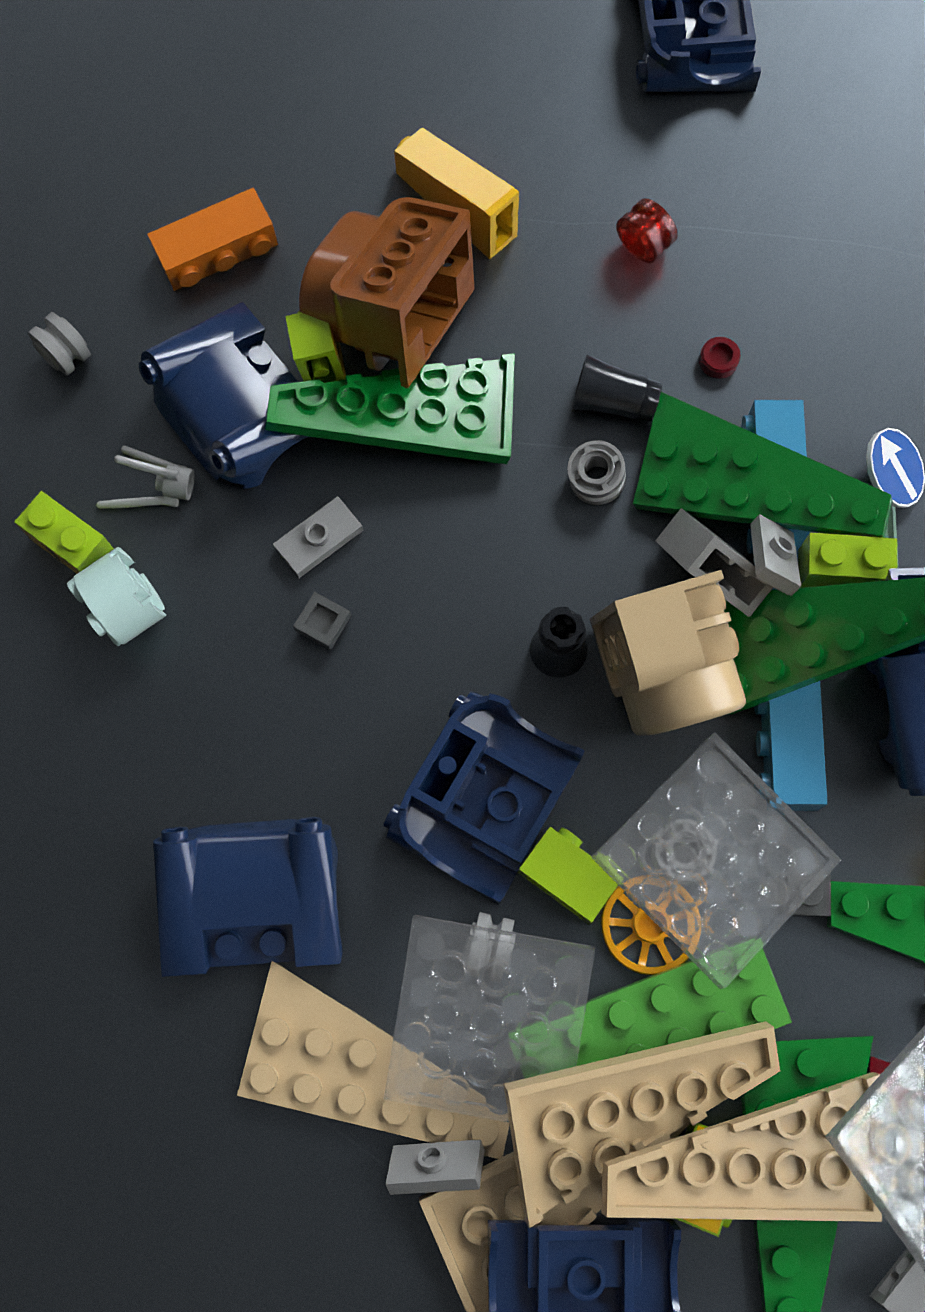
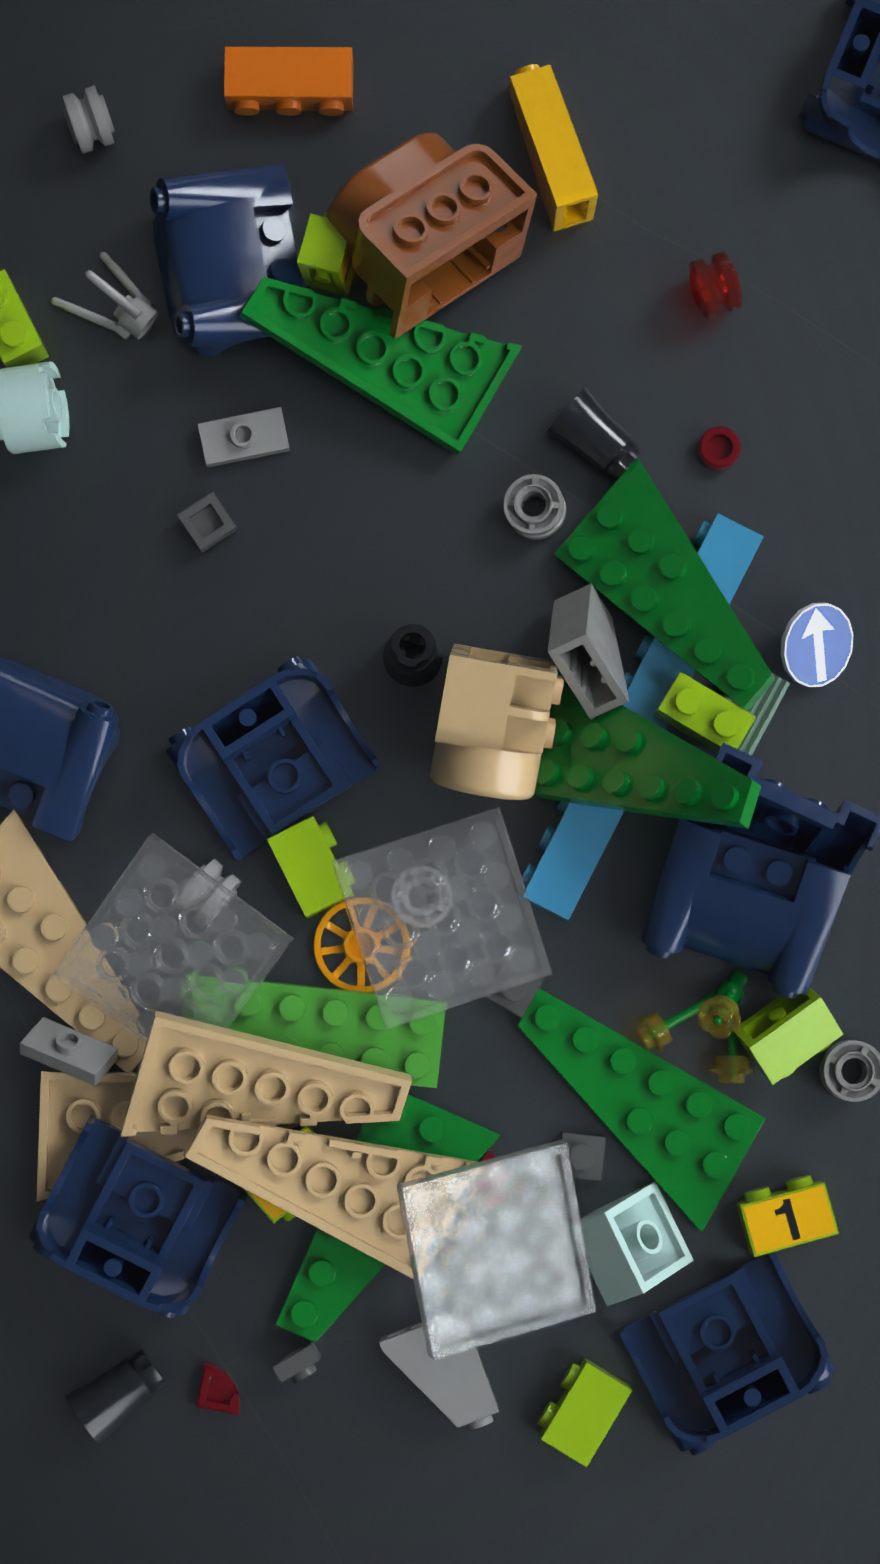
camera: 20 degrees right, 10 degrees up
(775, 555) = (641, 675): light grey plate -> none

